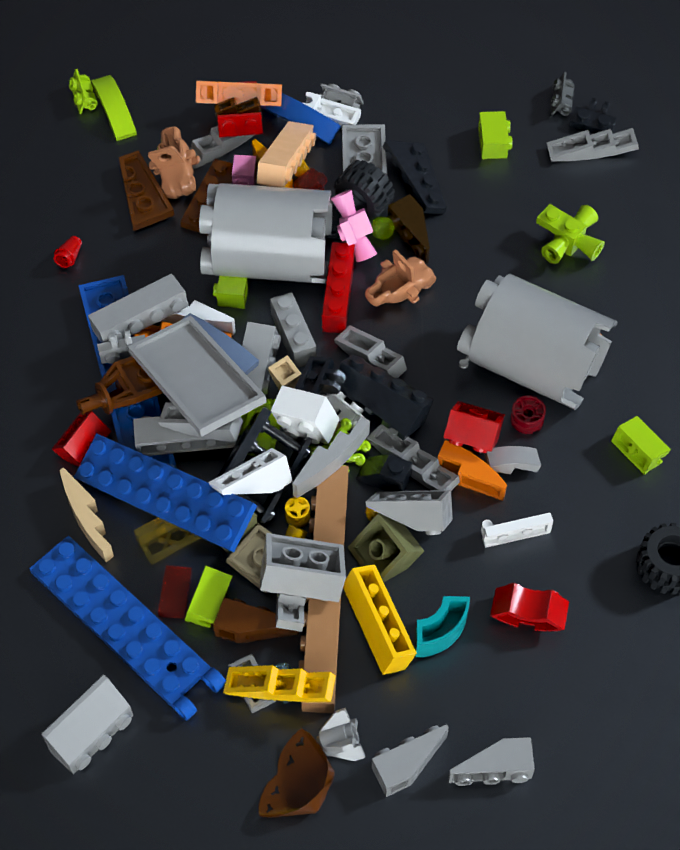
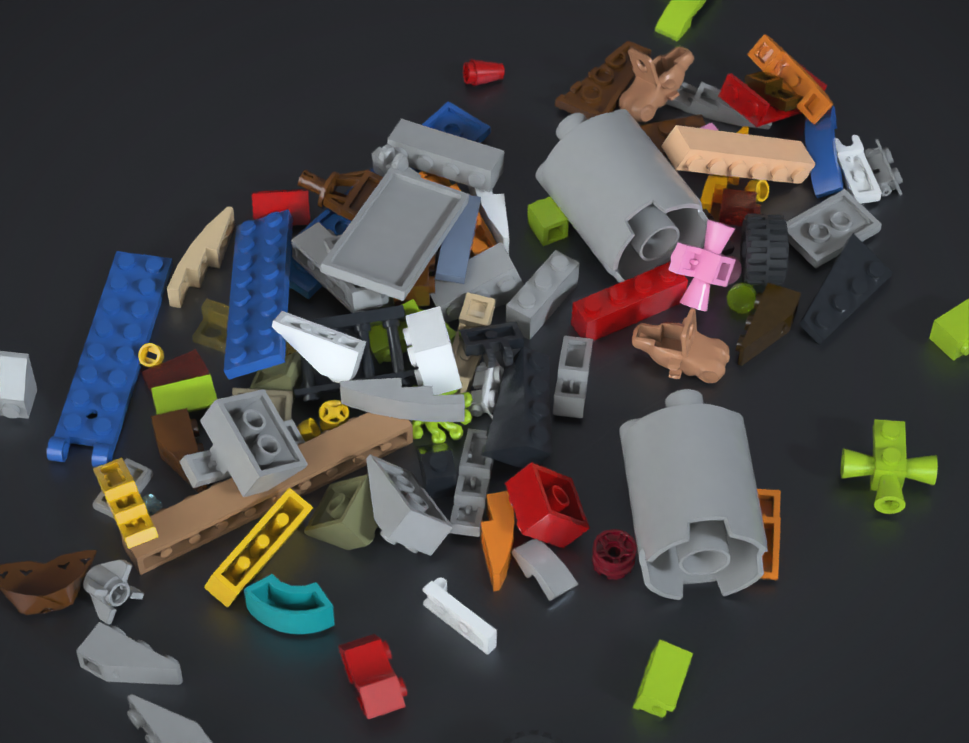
camera: 55 degrees right, 5 degrees down
(151, 602) = (149, 362): none -> yellow hinge

